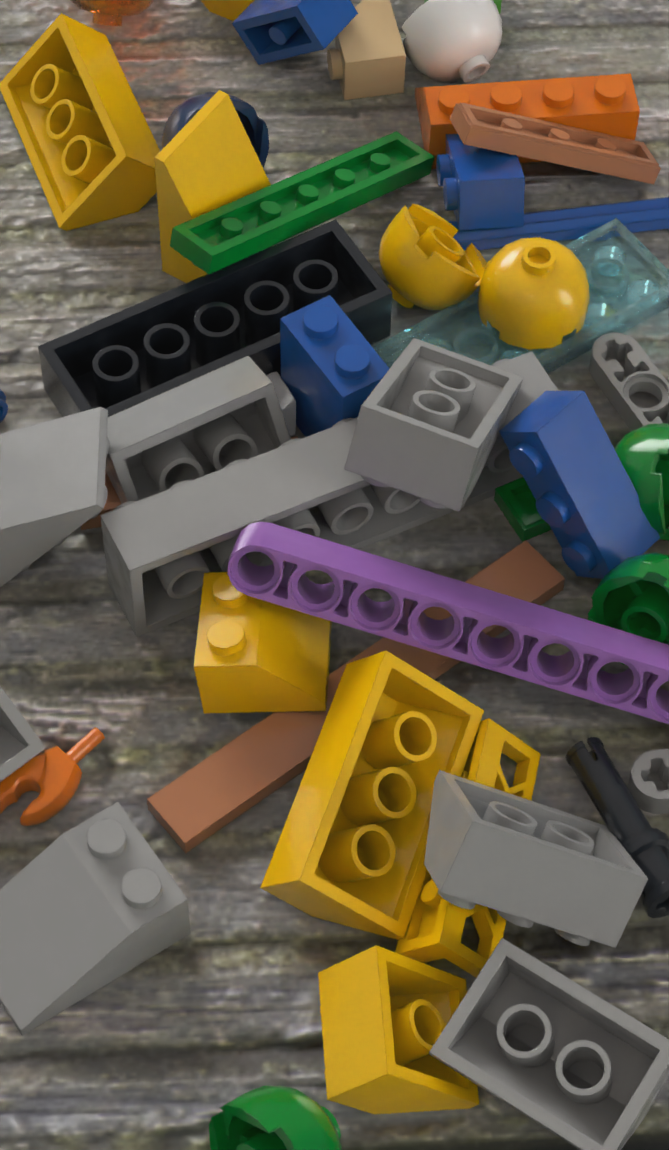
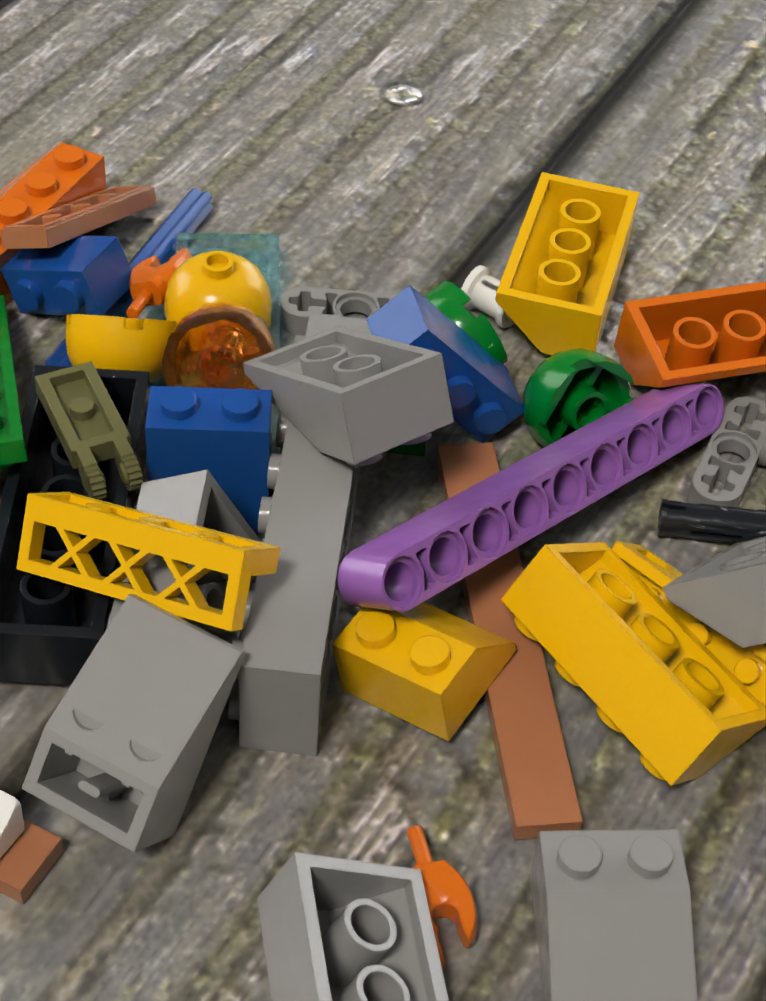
camera: 60 degrees left, 10 degrees down
(153, 393) = (152, 535): none -> yellow fence
(279, 287) = (88, 426): none -> olive hinge
(454, 315) = (212, 345): none -> clear orange cylinder
(528, 227) = (150, 281): none -> orange hand

